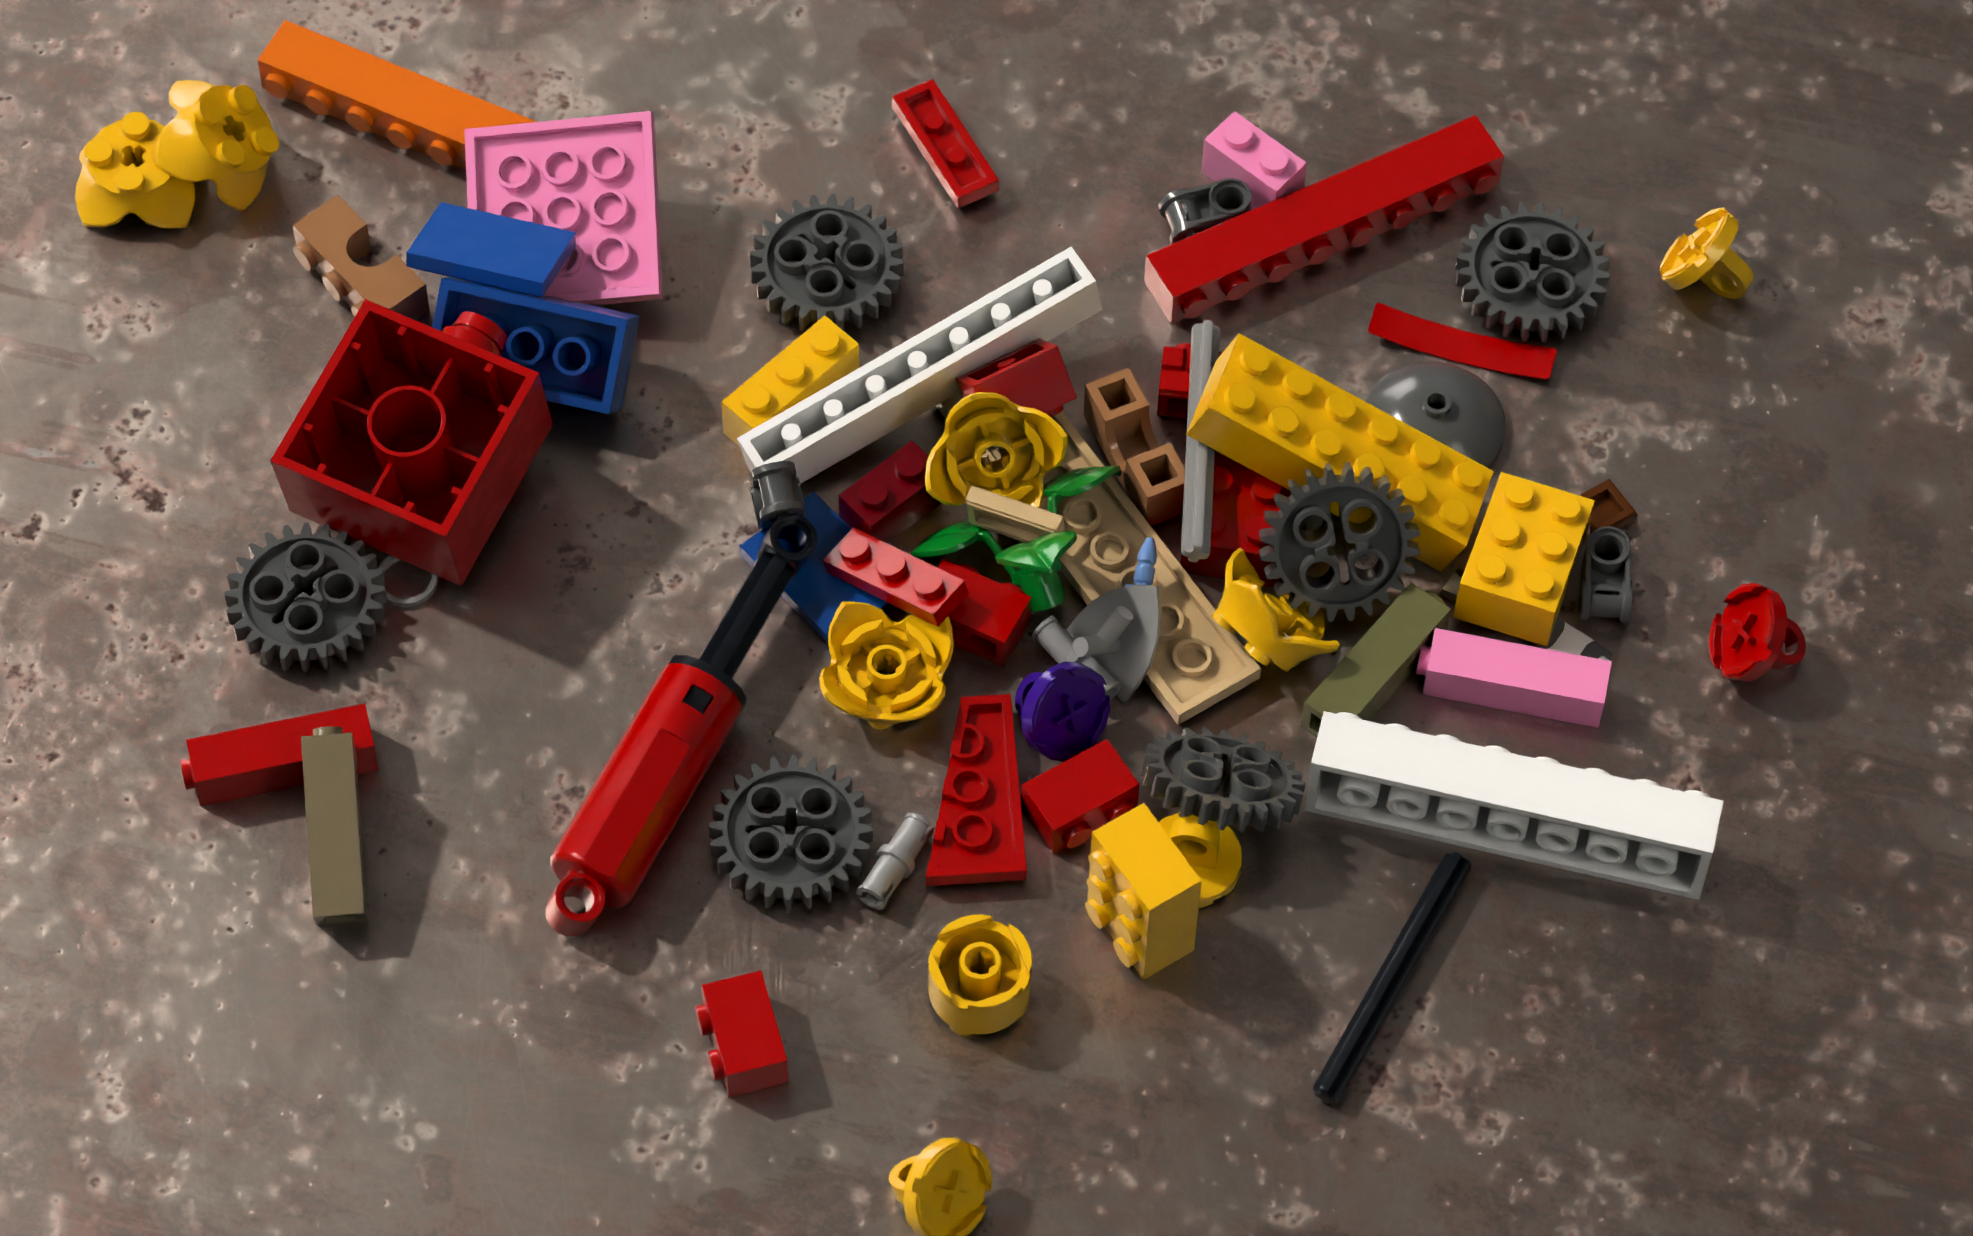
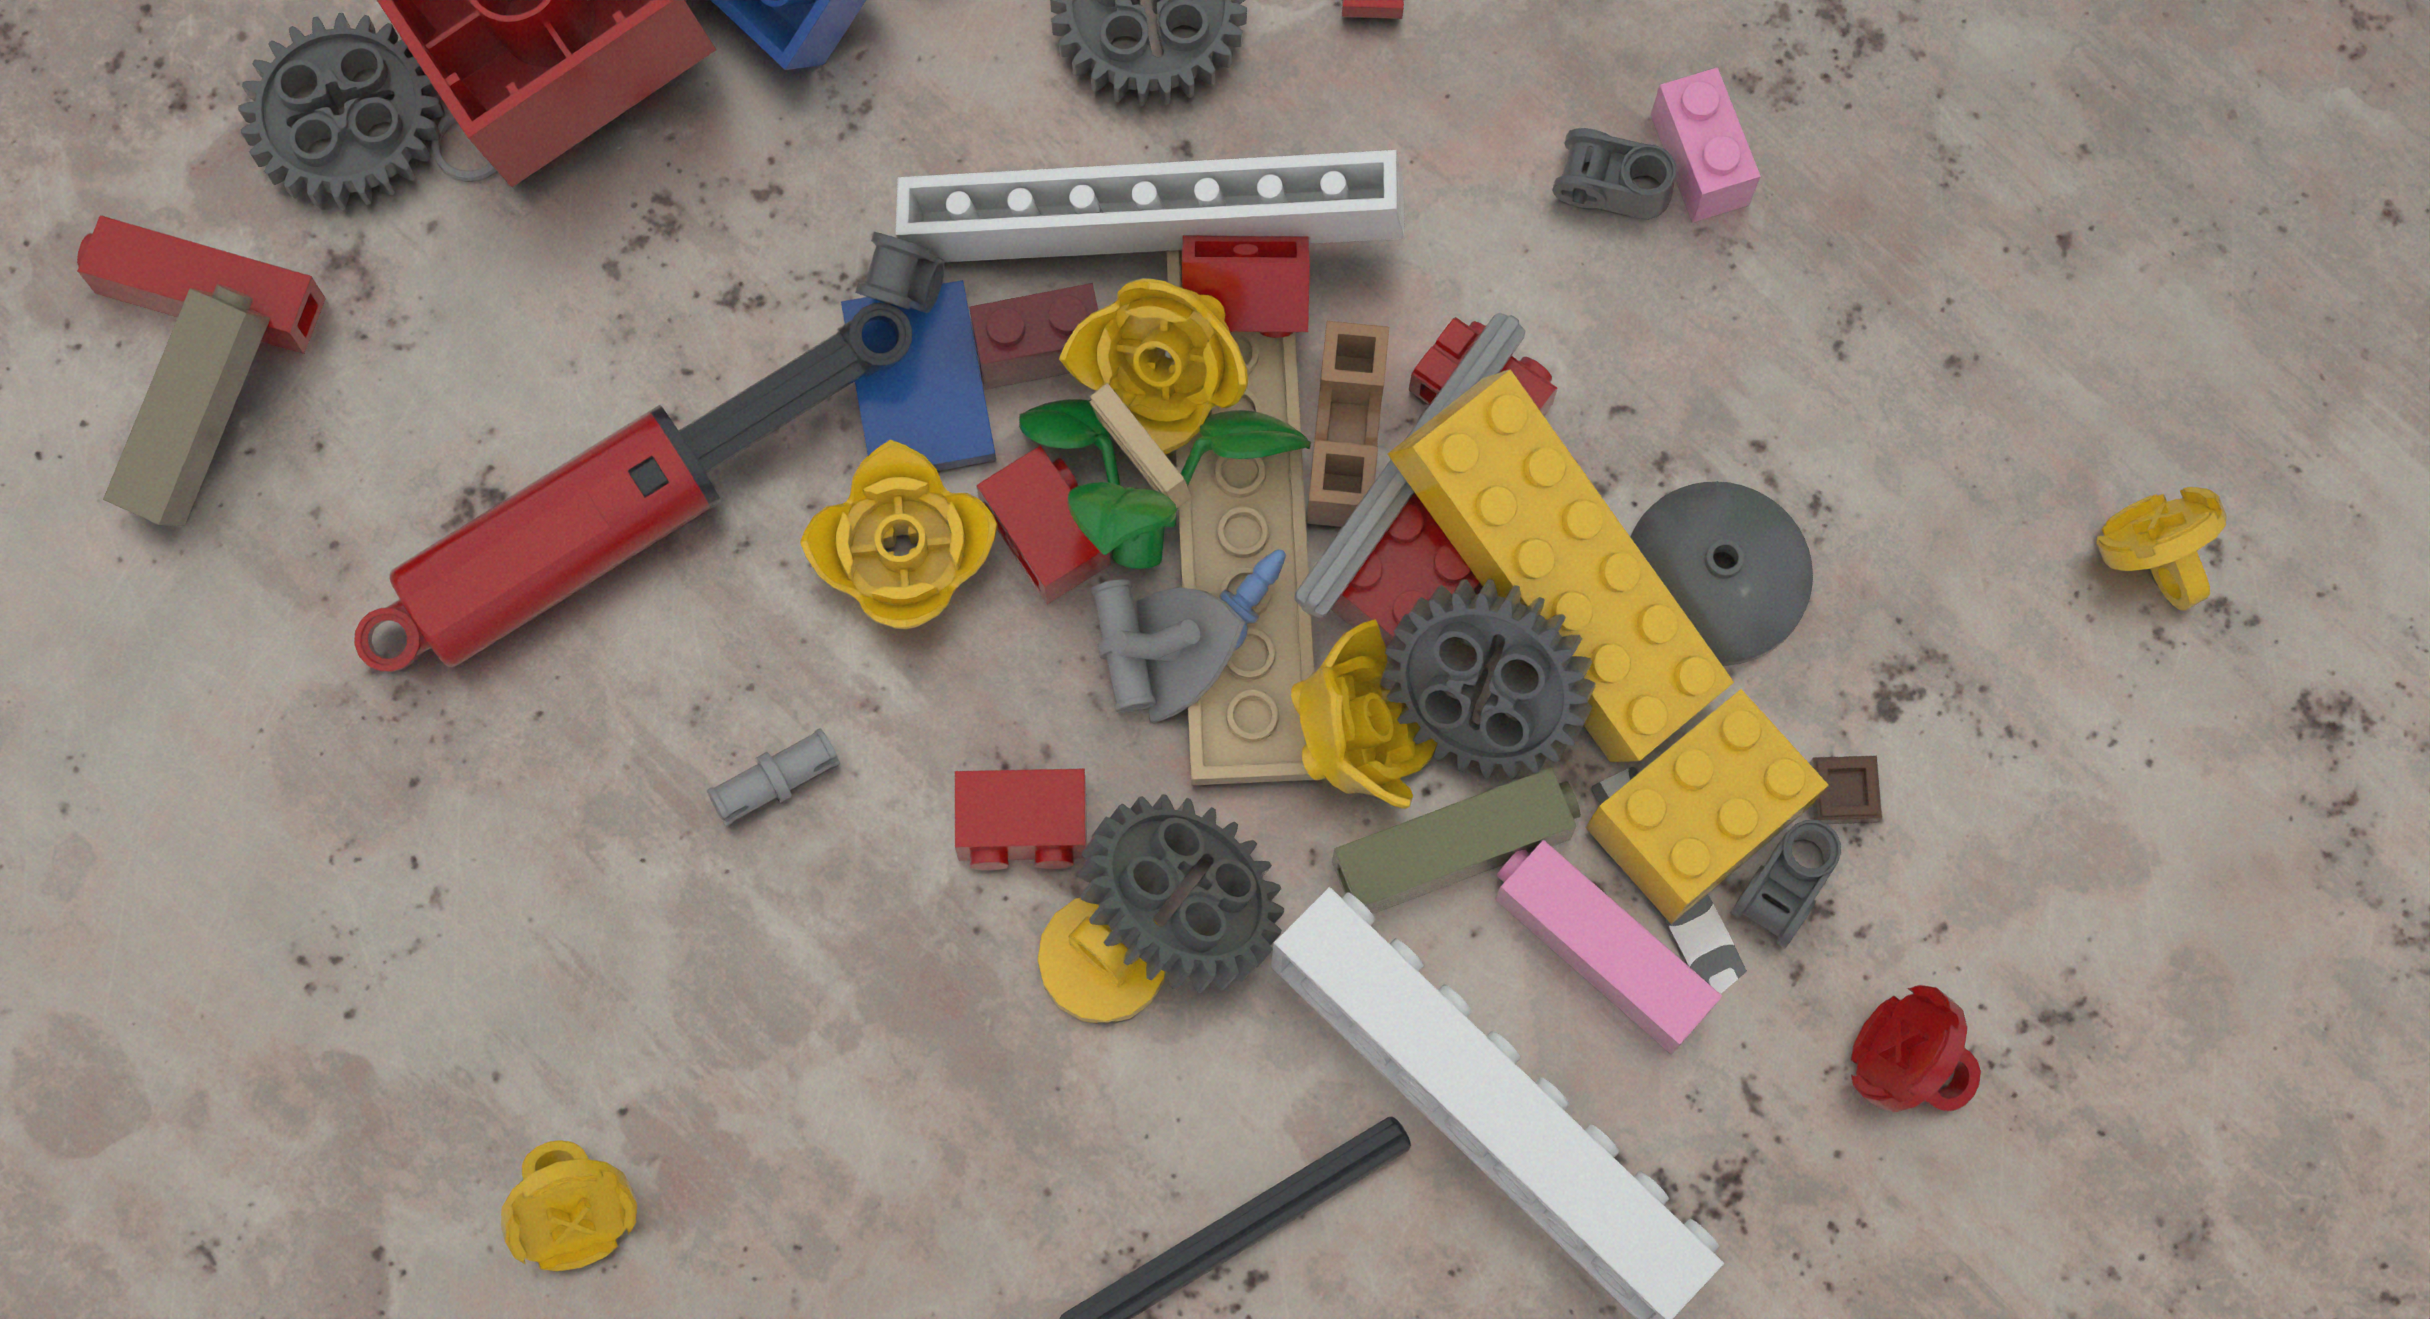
camera: 30 degrees right, 15 degrees up
(743, 1033) = (478, 892): red brick -> none
(792, 793) = (648, 725): dark grey gear -> none
(797, 372) = (1023, 132): yellow brick -> none
(895, 576) = (973, 440): plate -> none
(979, 975) = (747, 944): yellow brick -> none
(980, 807) = (904, 769): red wing -> none
(1062, 709) = (1060, 703): dark purple tile -> none
(1142, 892) = (993, 985): yellow brick -> none
(1323, 219) = (1749, 253): red brick -> none
(1461, 345) = (1814, 490): red sticker -> none
(1532, 271) = (1917, 488): dark grey gear -> none

